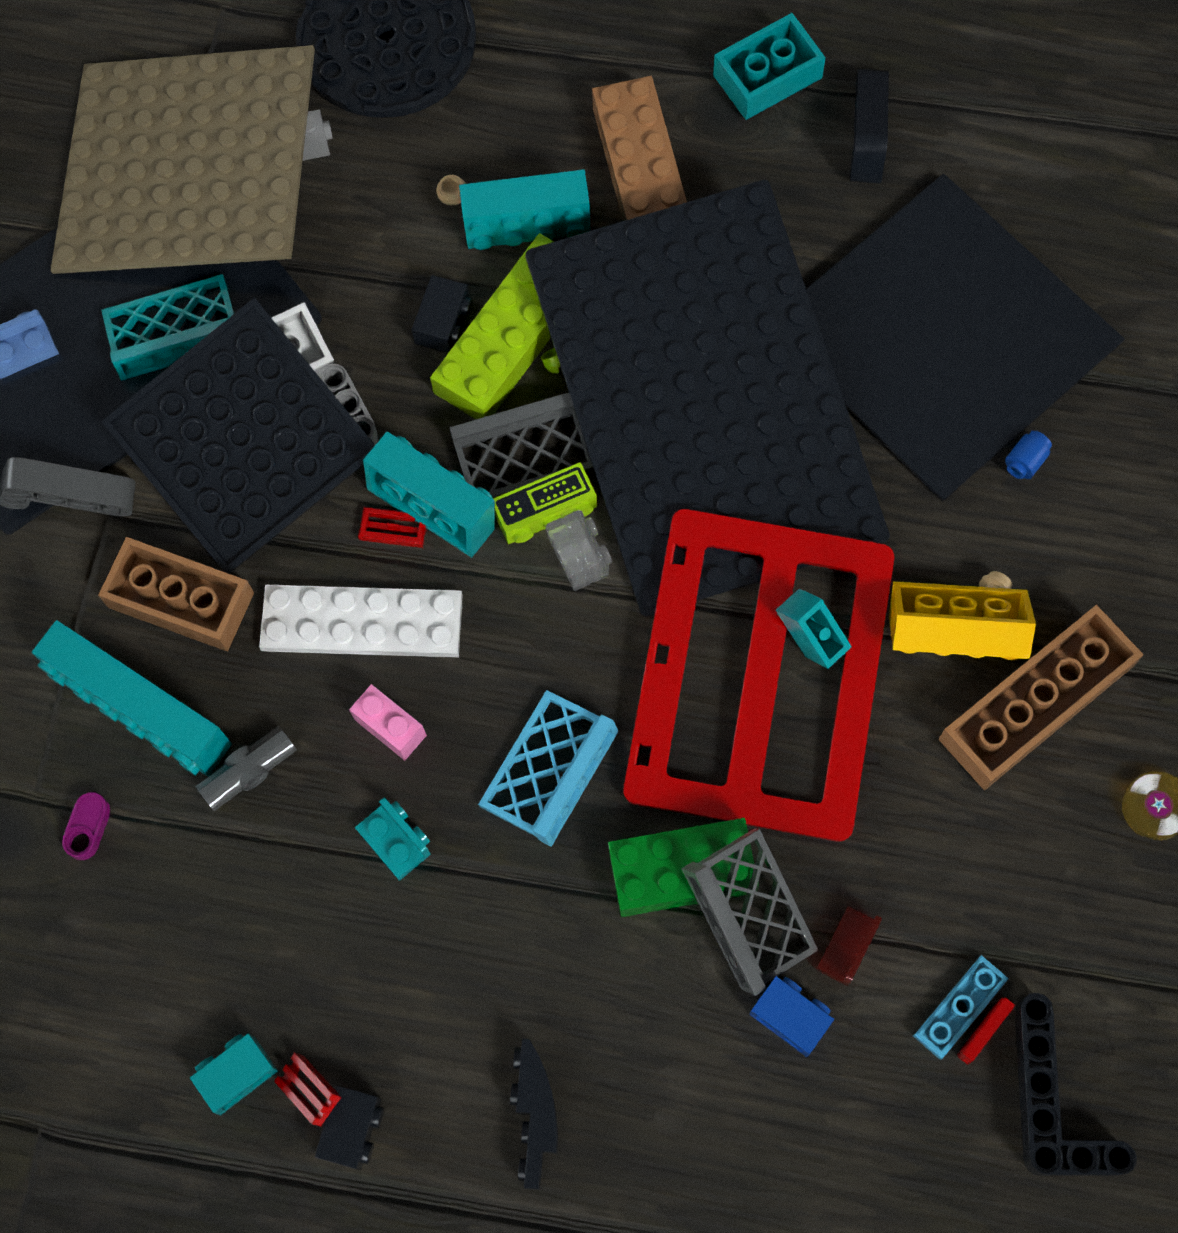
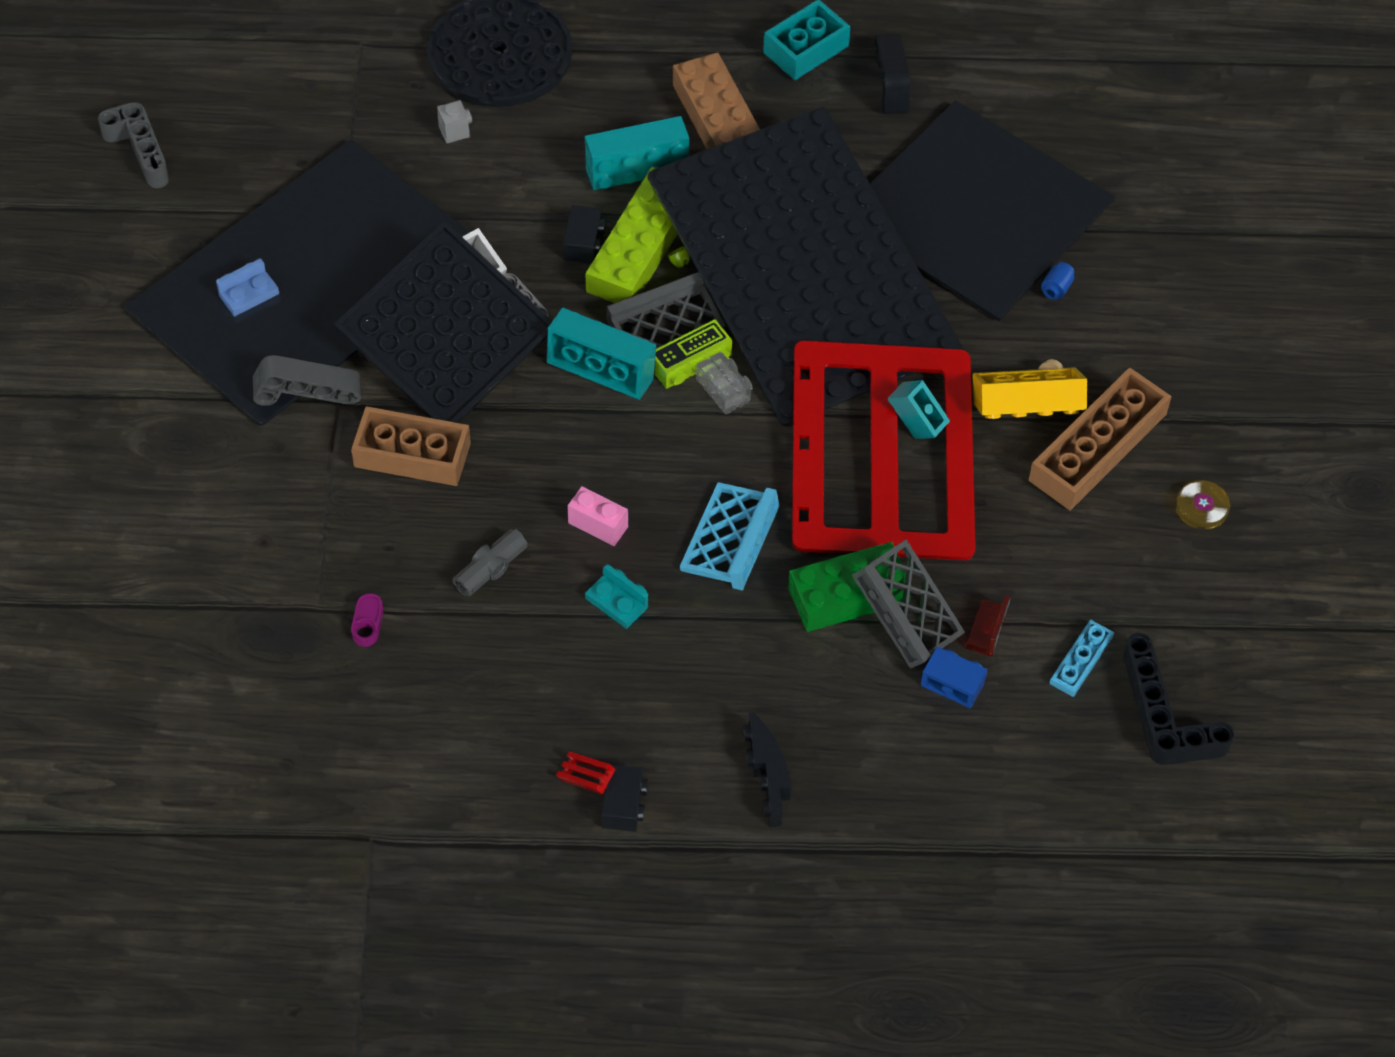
camera: 15 degrees left, 15 degrees down
(131, 700) = (391, 520): teal brick -> none
(159, 353) = (356, 284): teal fence -> none
(185, 161) = (357, 147): dark tan baseplate -> none
(233, 1073) = (523, 772): teal brick -> none
(361, 621) = (560, 452): white plate -> none
(365, 535) = (572, 389): red tile -> none
(448, 190) = (573, 149): tan plate -> none
(985, 1030) = (1103, 667): red tile -> none

